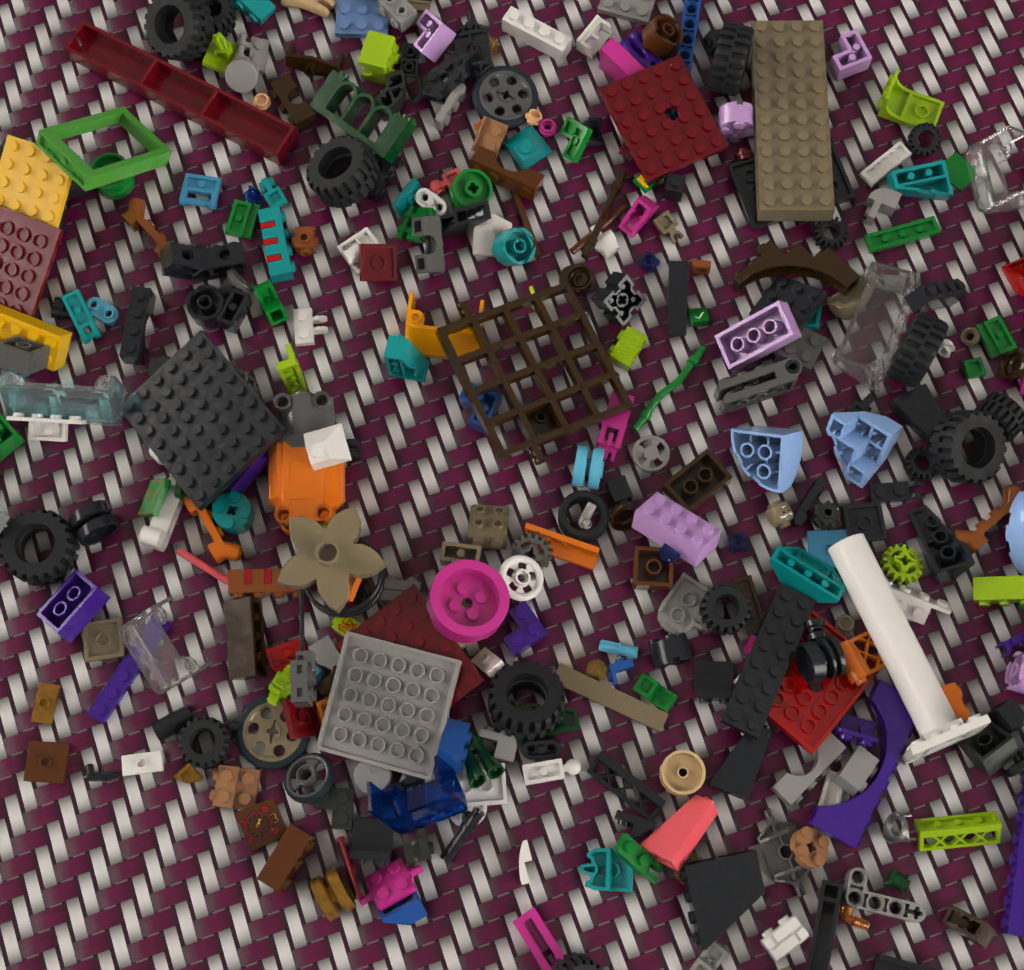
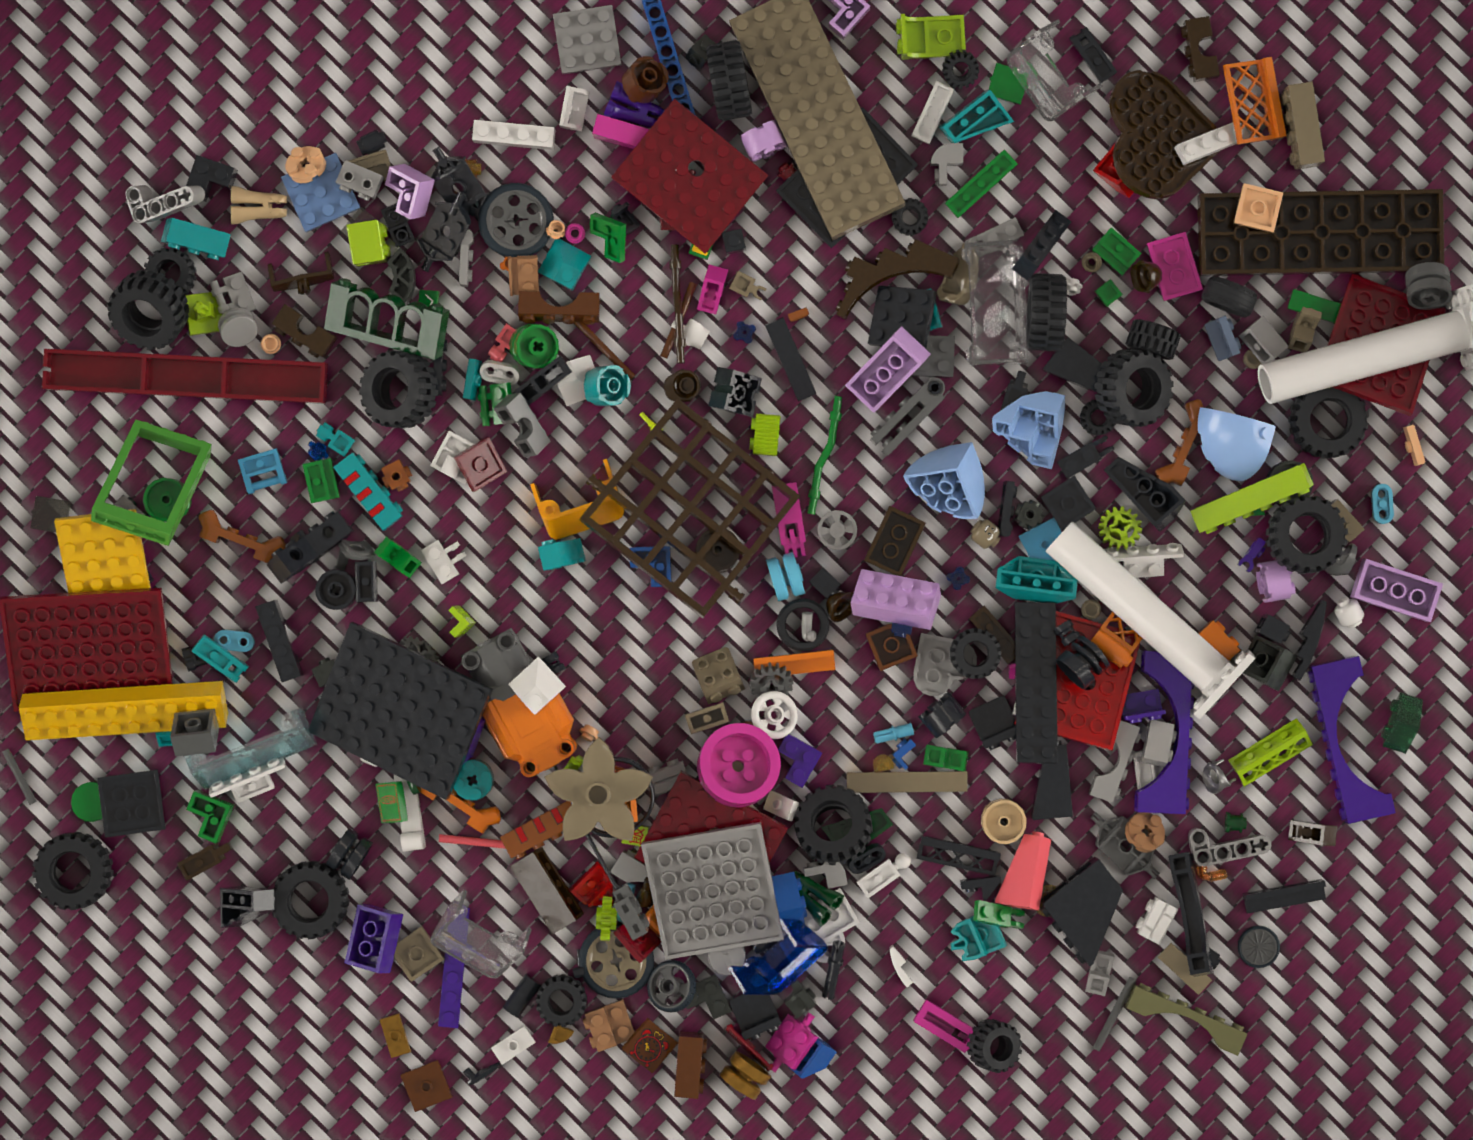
camera: 30 degrees left, 15 degrees up
(698, 317) = (819, 366): green slope -> none

